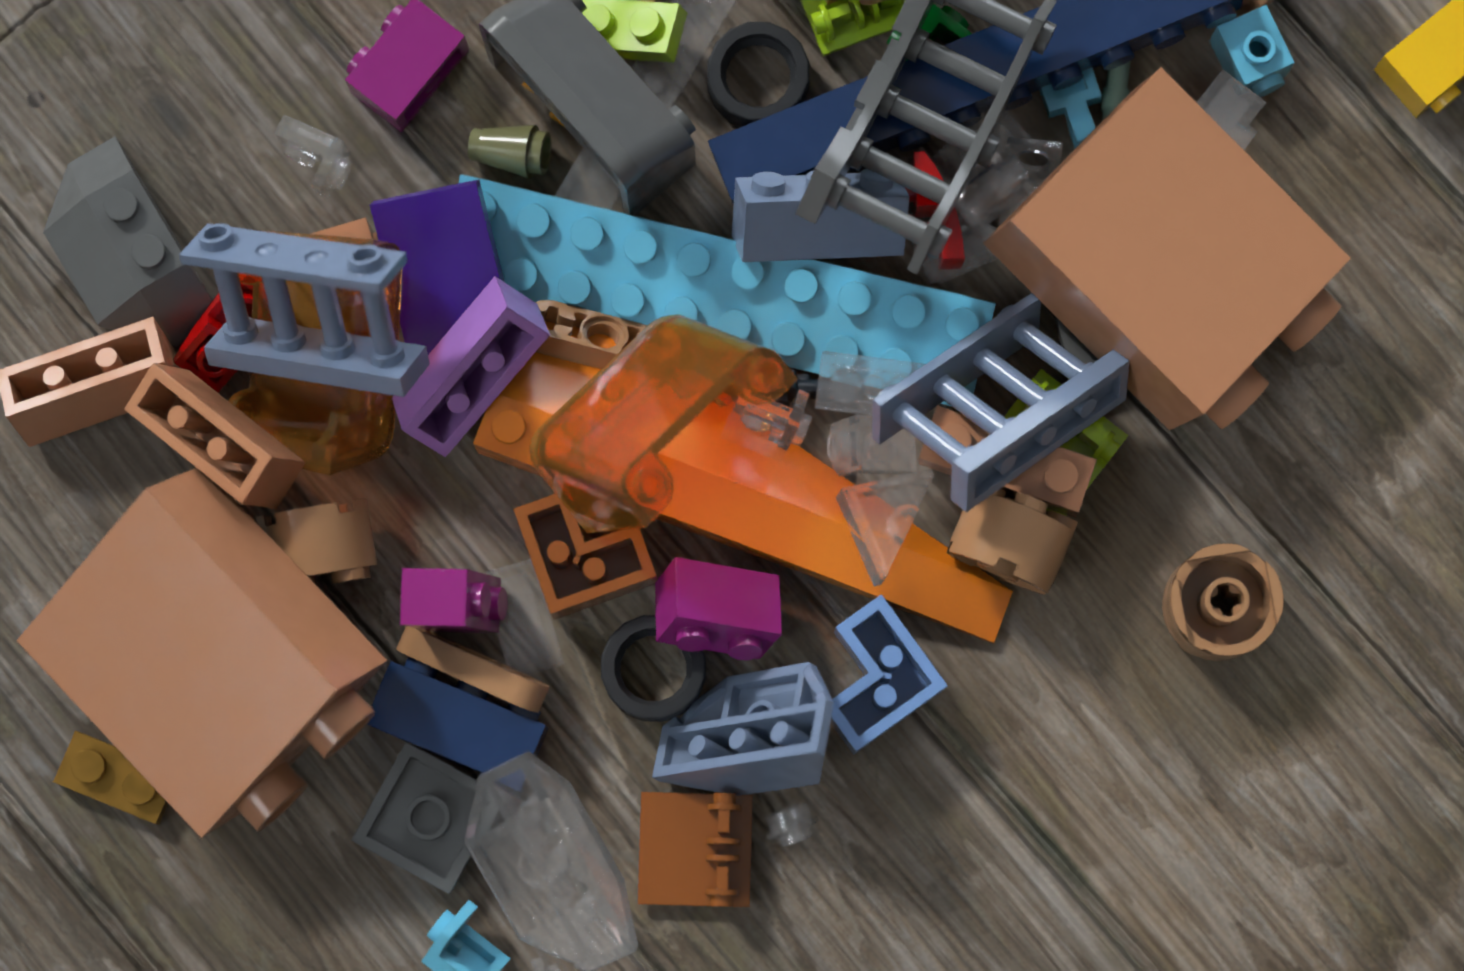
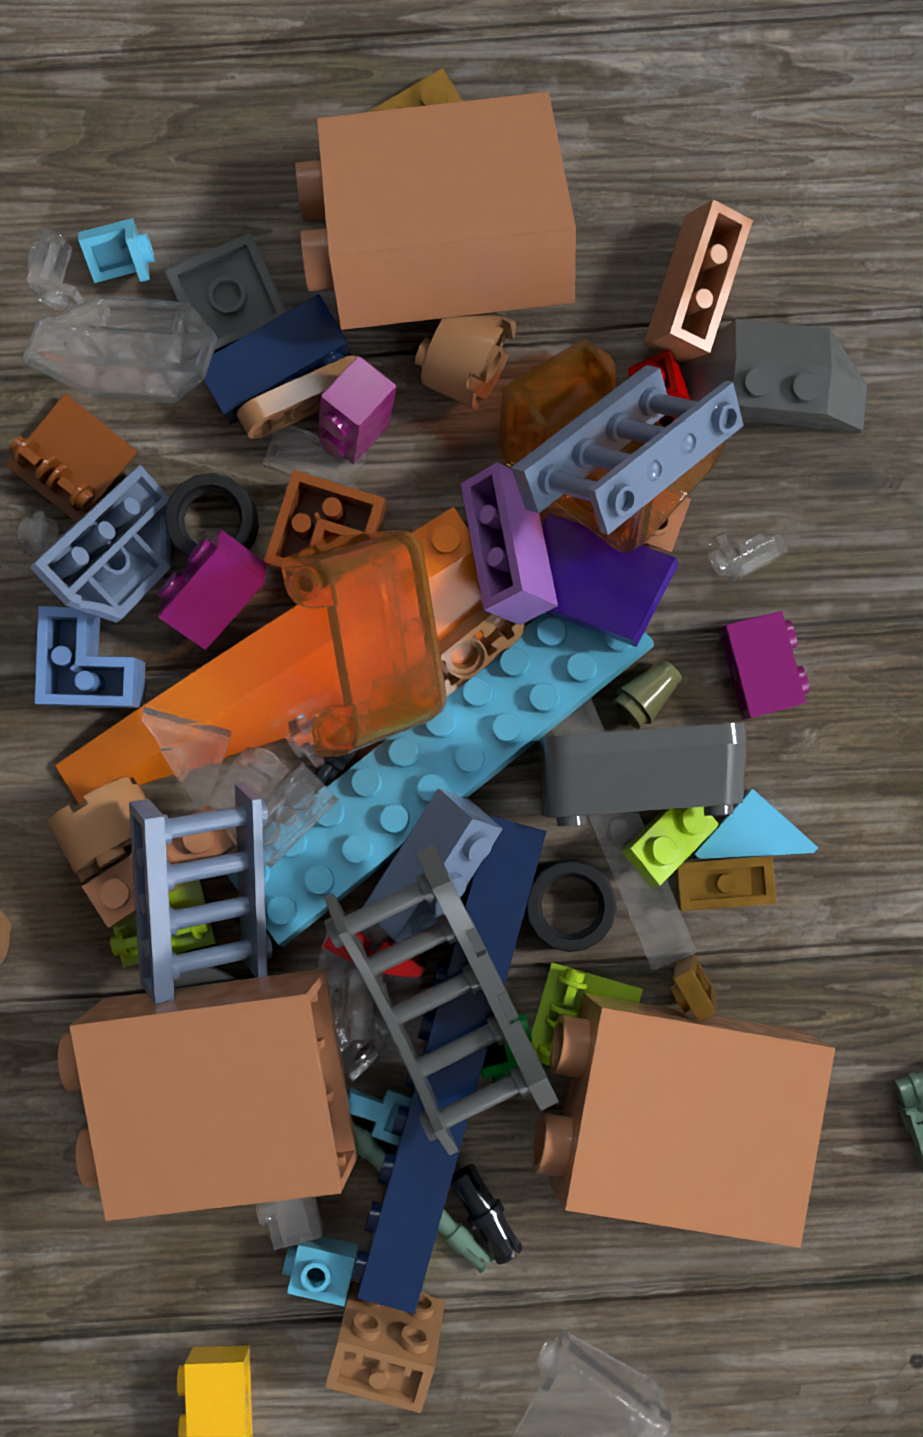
camera: 125 degrees right, 5 degrees up
(214, 436) = (589, 327): nougat brick -> none

